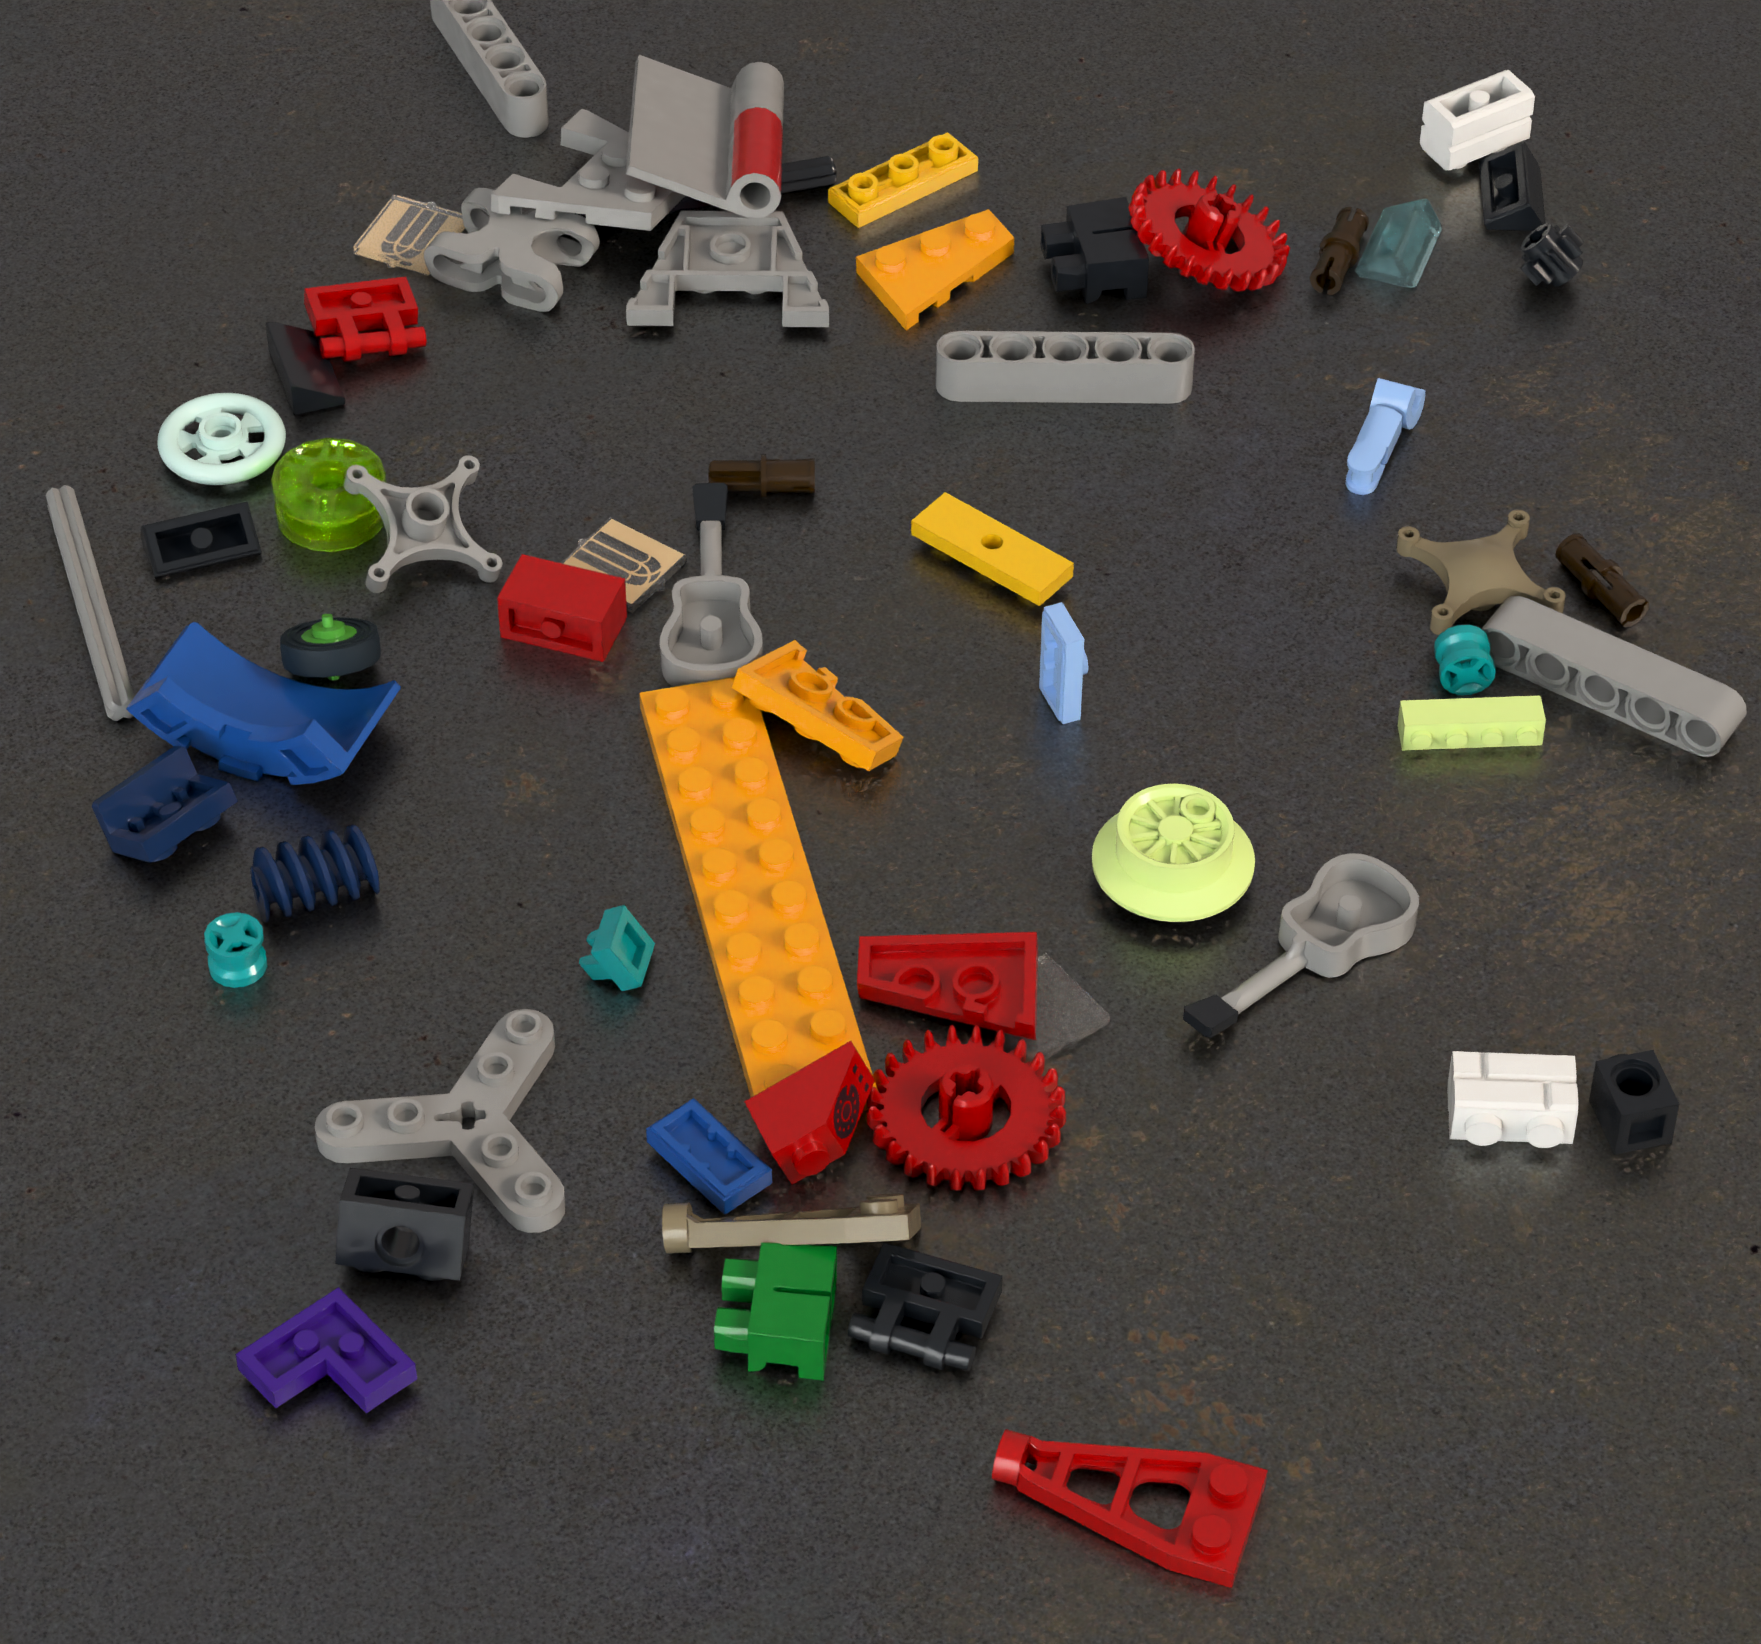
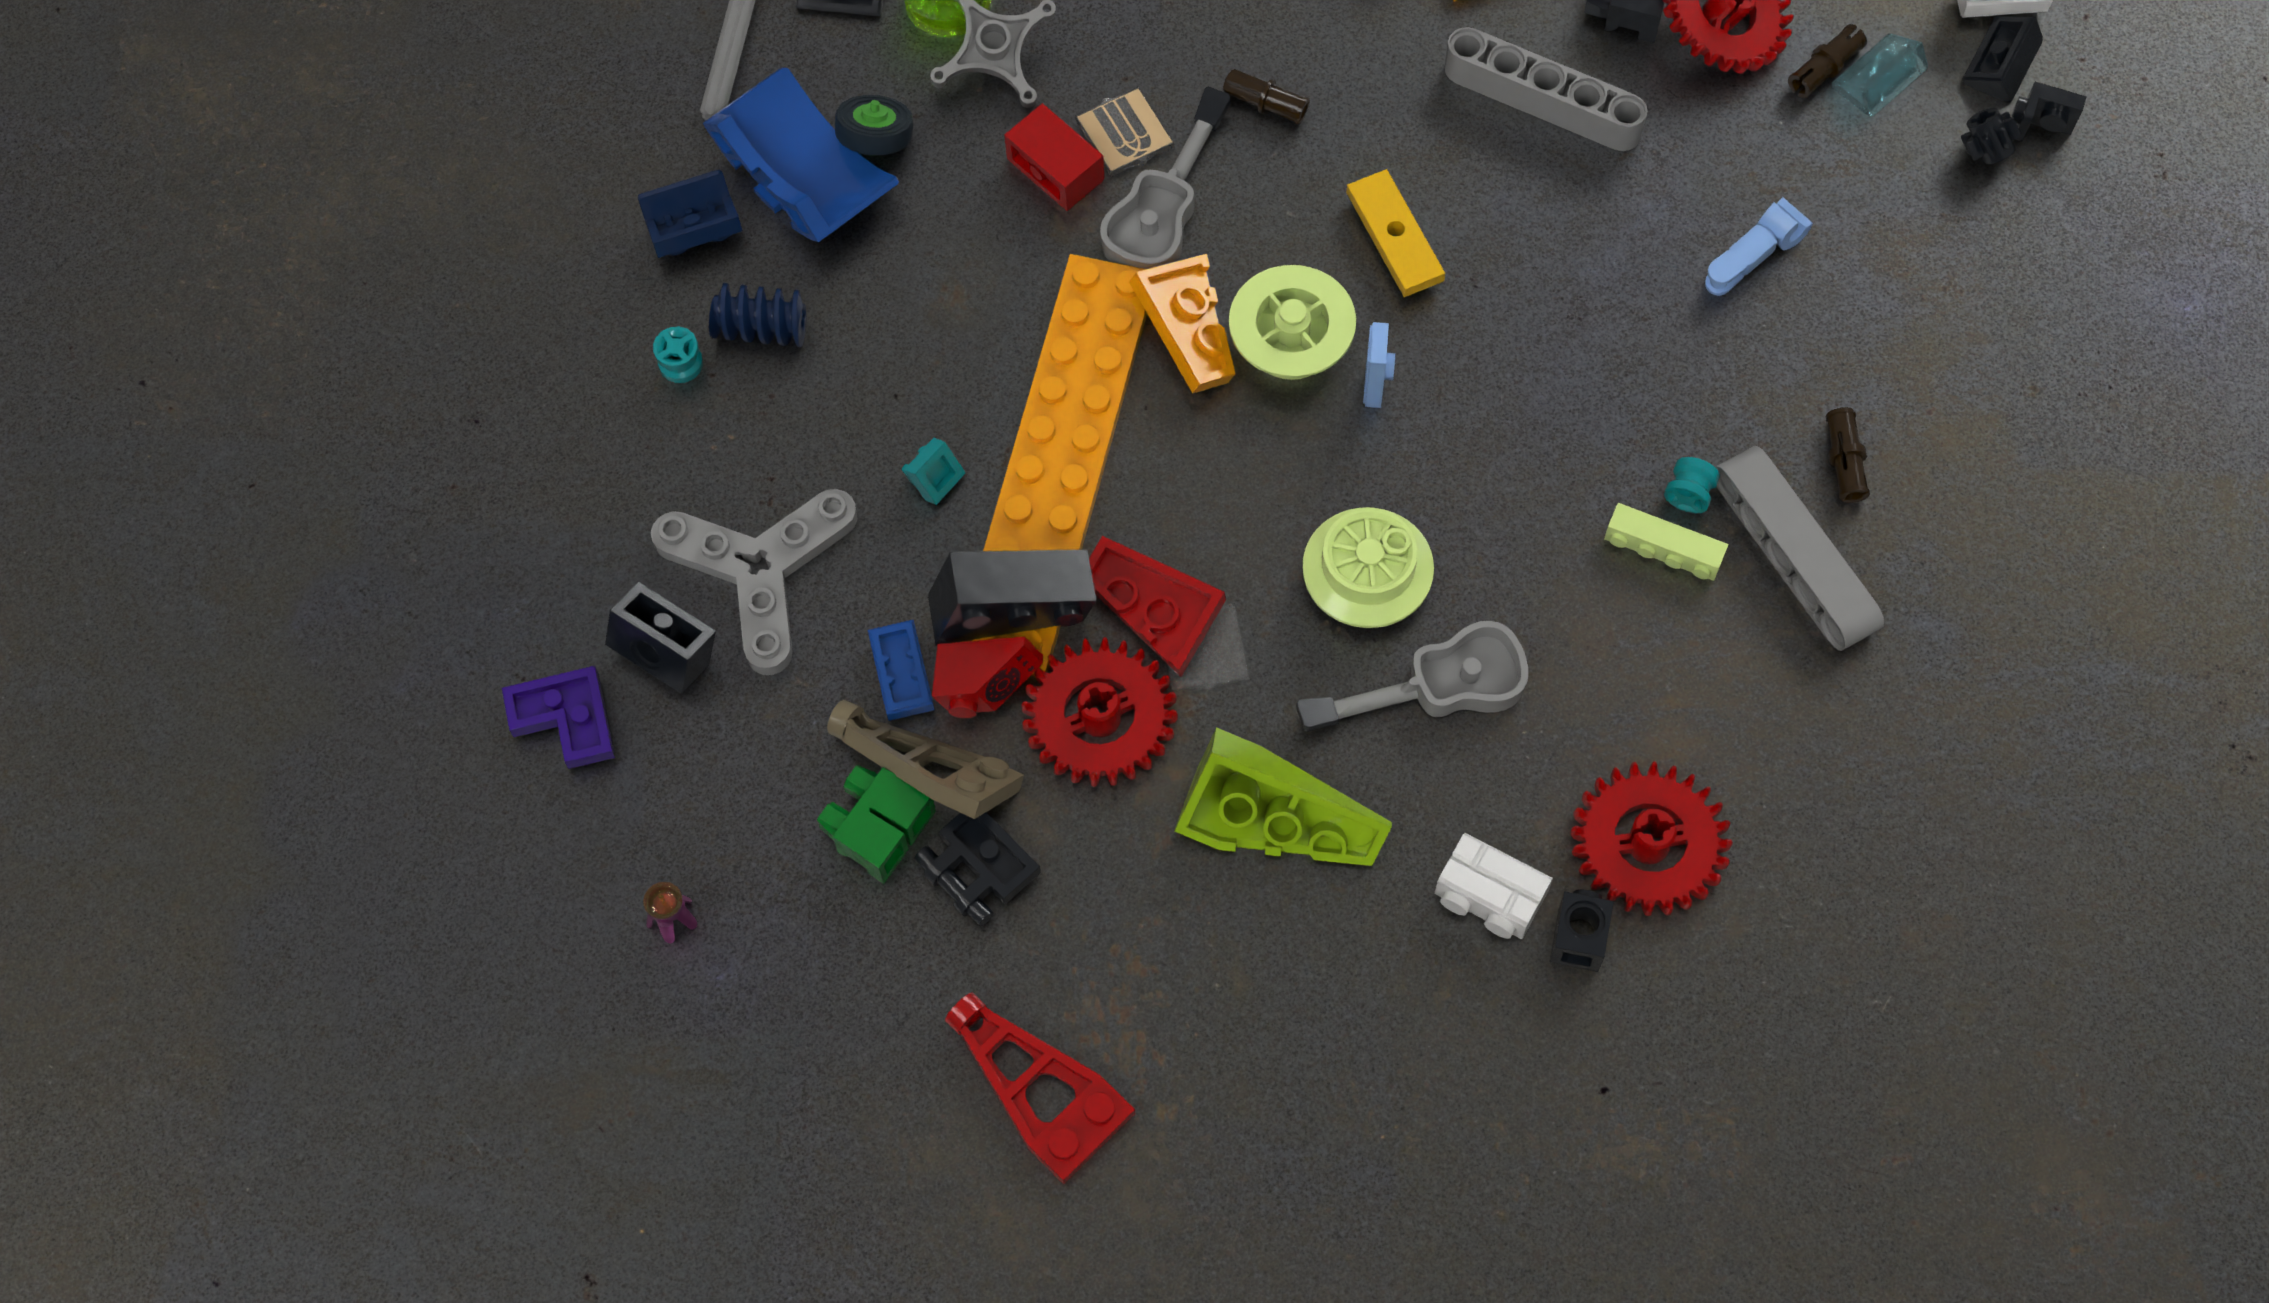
camera: 30 degrees right, 20 degrees up
(589, 1484) = (665, 904): none -> piece
(796, 1011) = (1009, 593): none -> black wedge
(939, 664) = (1292, 321): none -> yellowish green wheel
(1207, 1123) = (1265, 803): none -> lime wedge
(1477, 571) = (1751, 412): dark tan piece -> none
(1595, 212) = (2049, 108): none -> black bracket
(1650, 972) = (1664, 803): none -> red gear

